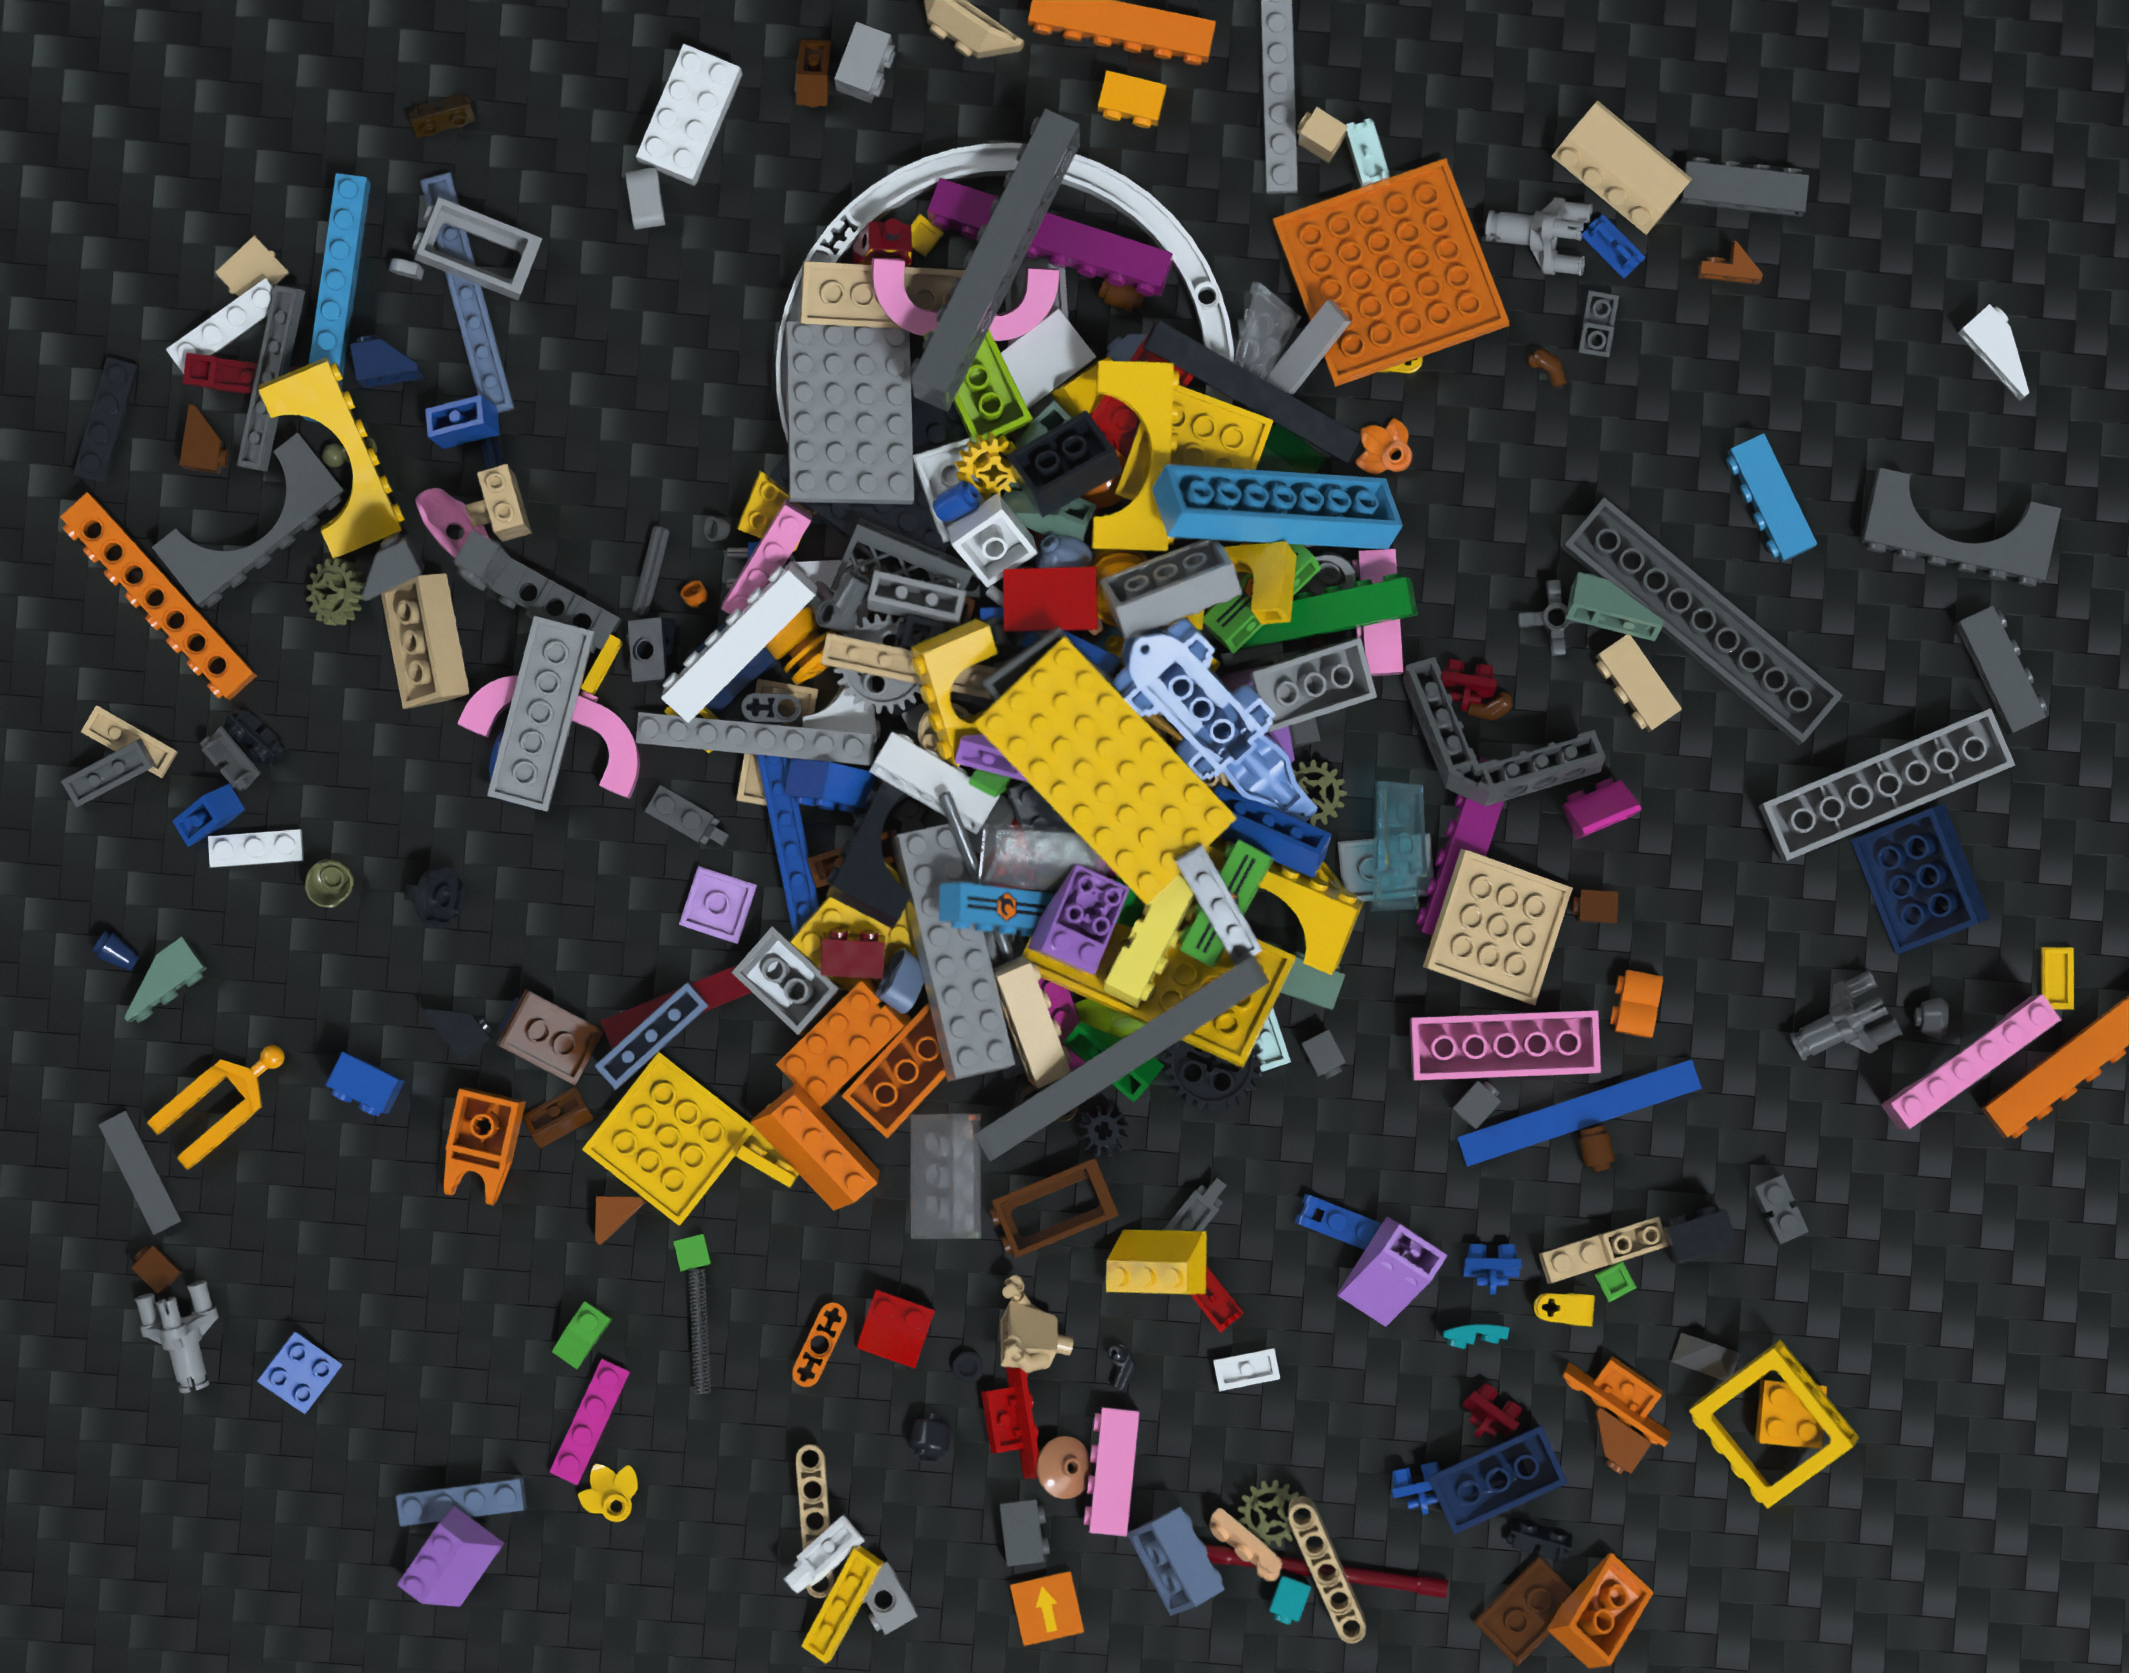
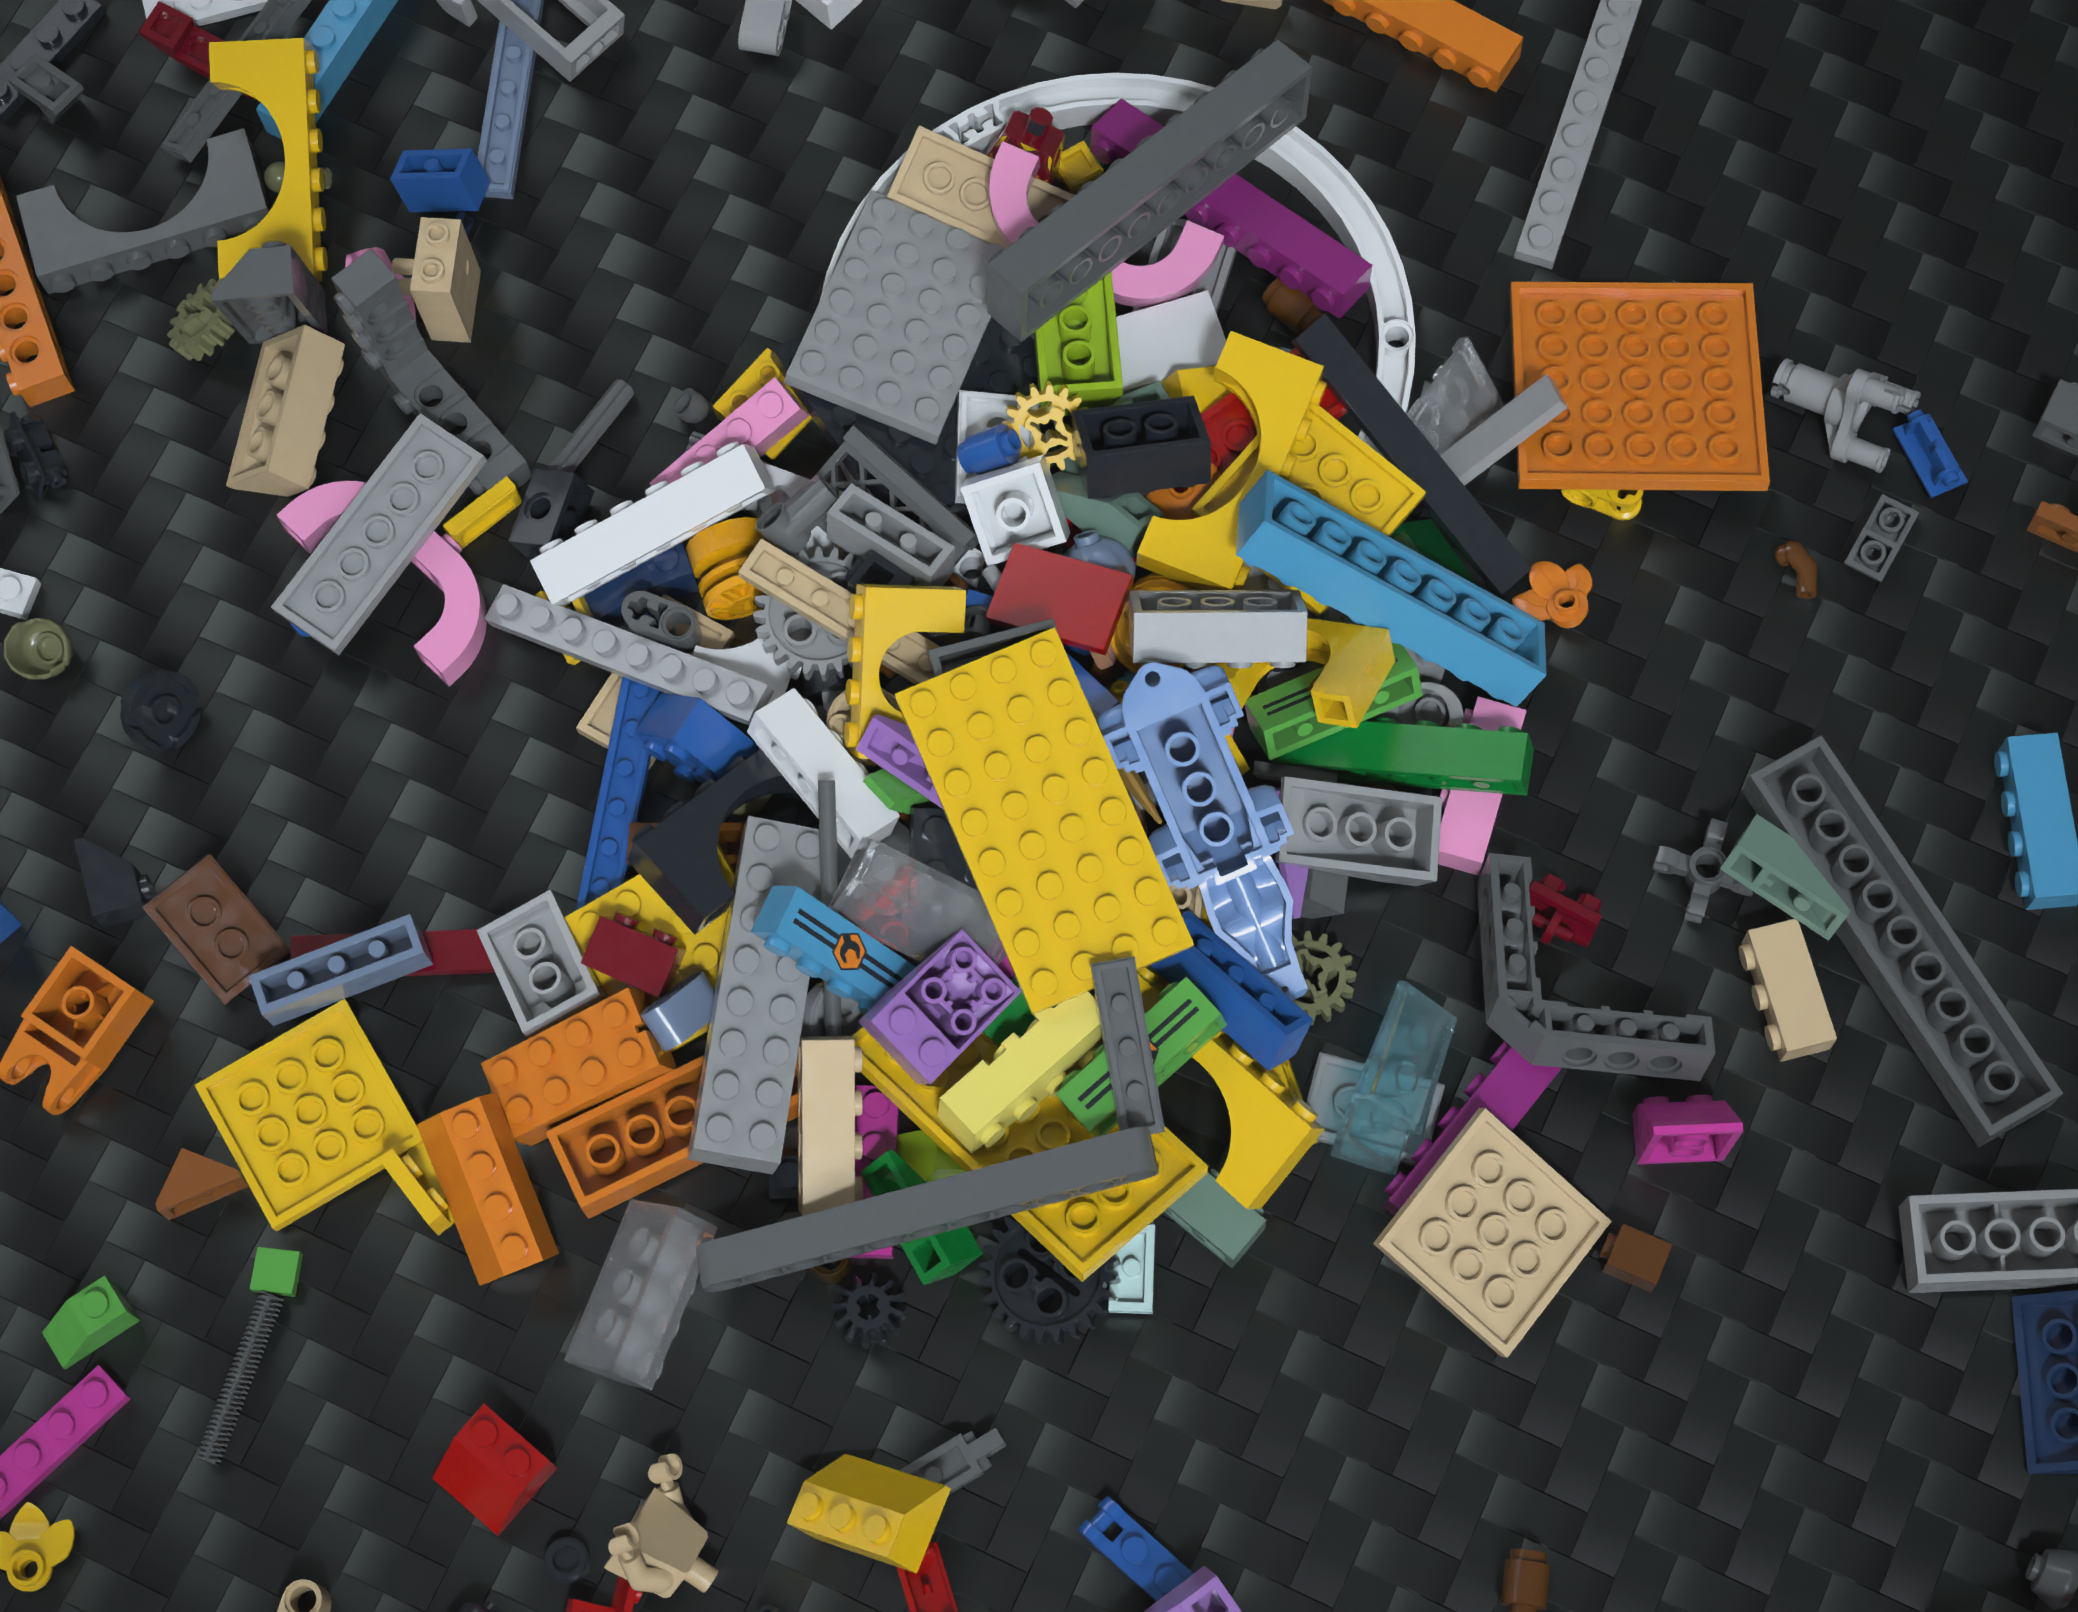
camera: 25 degrees right, 15 degrees down
(132, 451) = (46, 87): none -> dark grey slope
(201, 445) = (130, 111): reddish brown slope -> none
(381, 364) = (375, 88): dark blue slope -> none
(557, 1117) = (186, 1038): reddish brown slope -> none
(685, 817) = (506, 729): dark grey hinge -> none
(694, 593) = (631, 472): orange hinge -> none
(718, 905) = (500, 849): lavender tile -> none
(802, 1362) = (367, 1453): orange beam -> none
(1019, 1245) = (708, 1358): reddish brown piece -> none
(1131, 99) = (1388, 95): light orange brick -> none
(1321, 134) = (1608, 201): tan brick -> none
(1323, 1054) = (1199, 1318): dark grey brick -> none
(1366, 153) = (1654, 244): light aqua hinge -> none
(1477, 1103) = (1382, 1460): dark grey brick -> none
(1493, 710) = (1582, 958): reddish brown arm -> none
(1505, 1045) = (1449, 1394): bright pink brick -> none
(1579, 1113) = (1518, 1526): blue tile -> none
(1621, 167) = (1974, 359): tan slope -> none
(1637, 1003) = (1648, 1406): orange brick -> none
(1847, 1022) = (1933, 1535): dark grey wheel -> none

